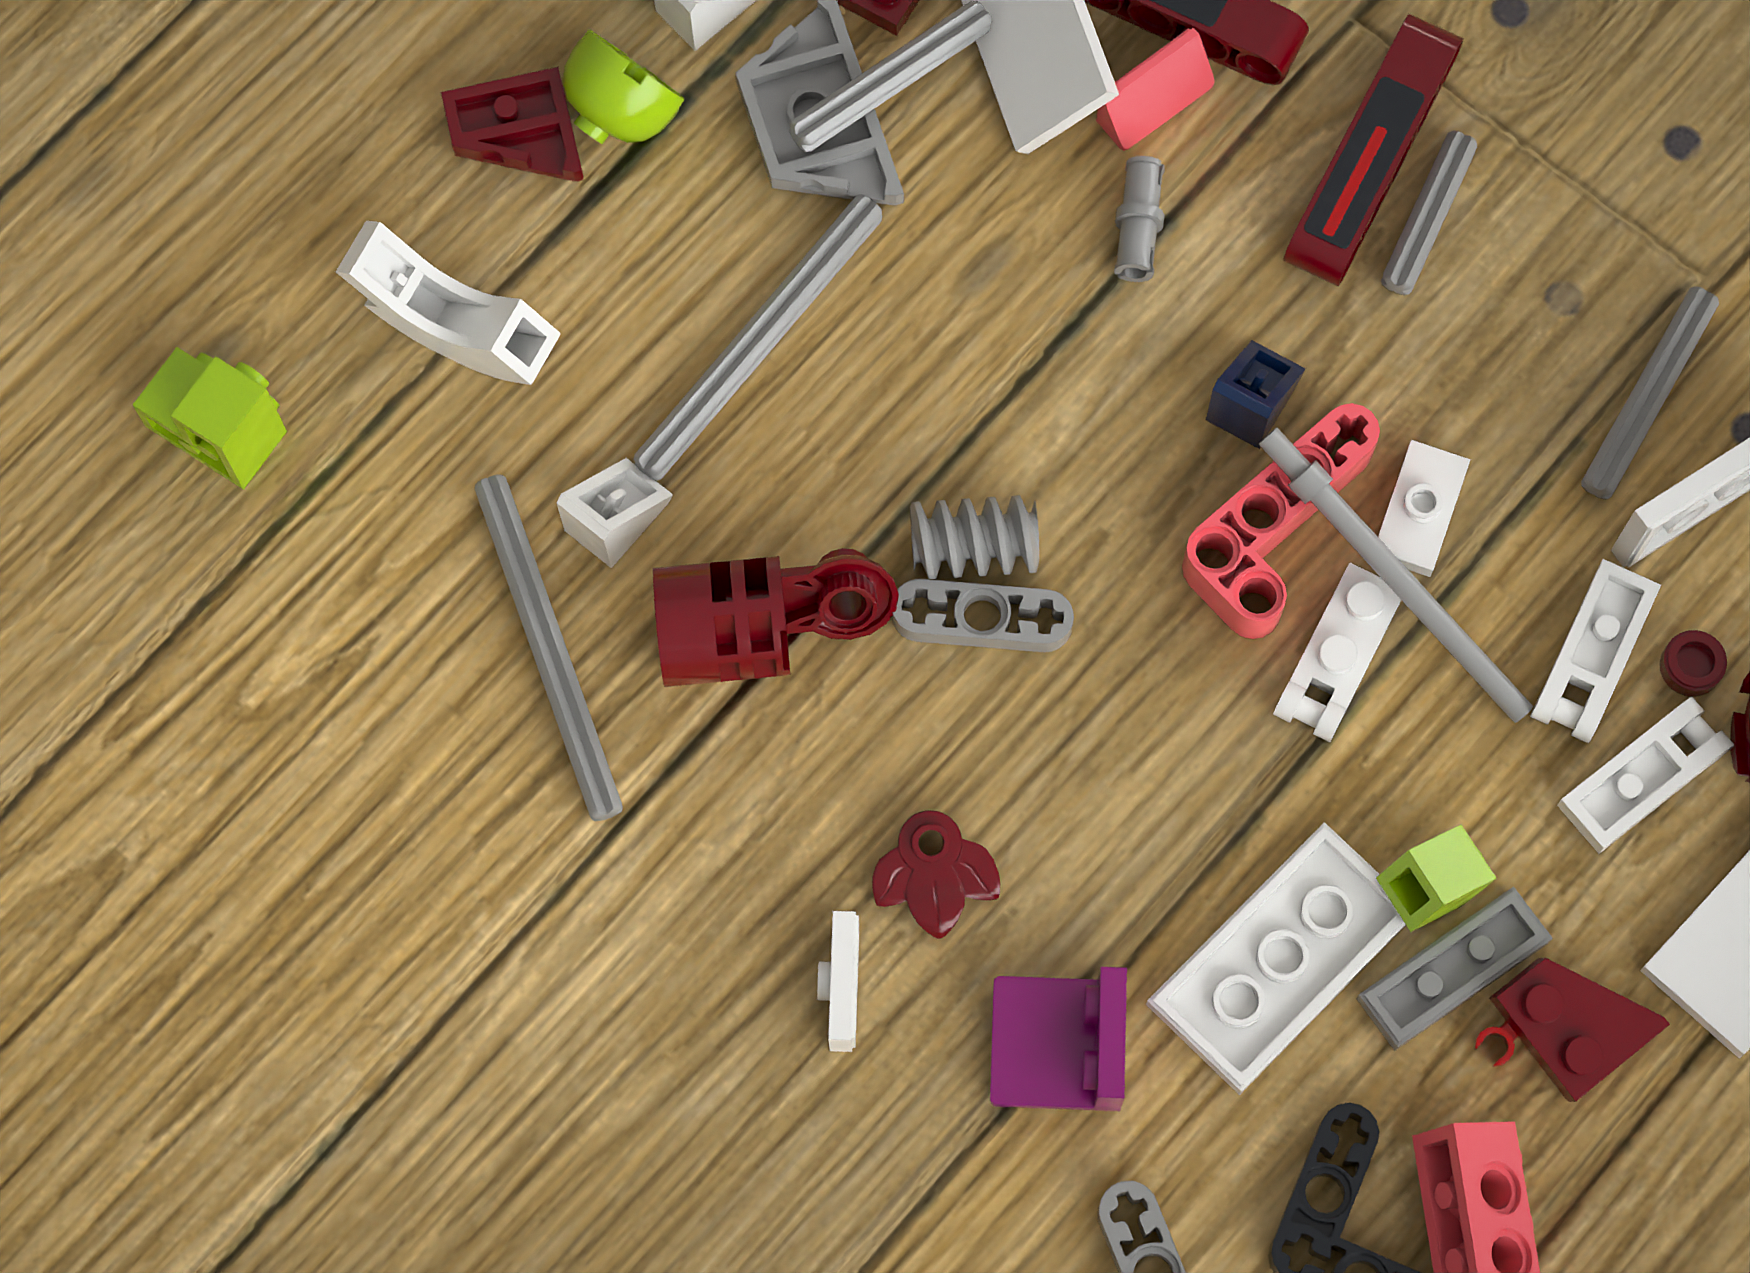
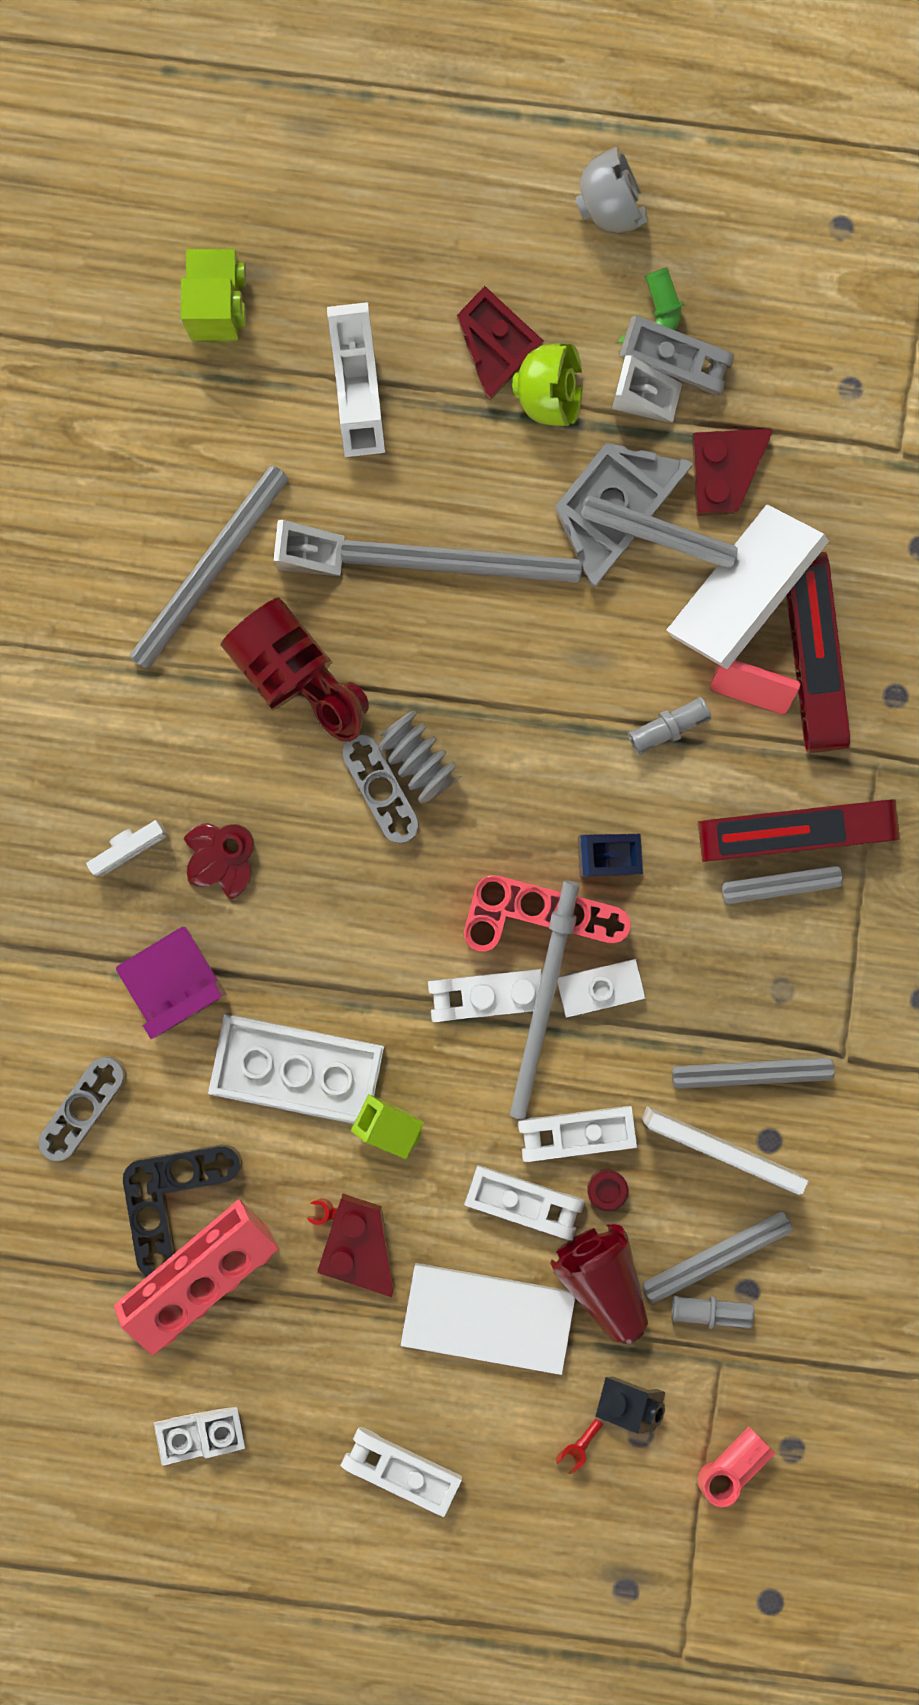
camera: 55 degrees right, 15 degrees up
(1454, 968) = (350, 1164): light grey tile -> none

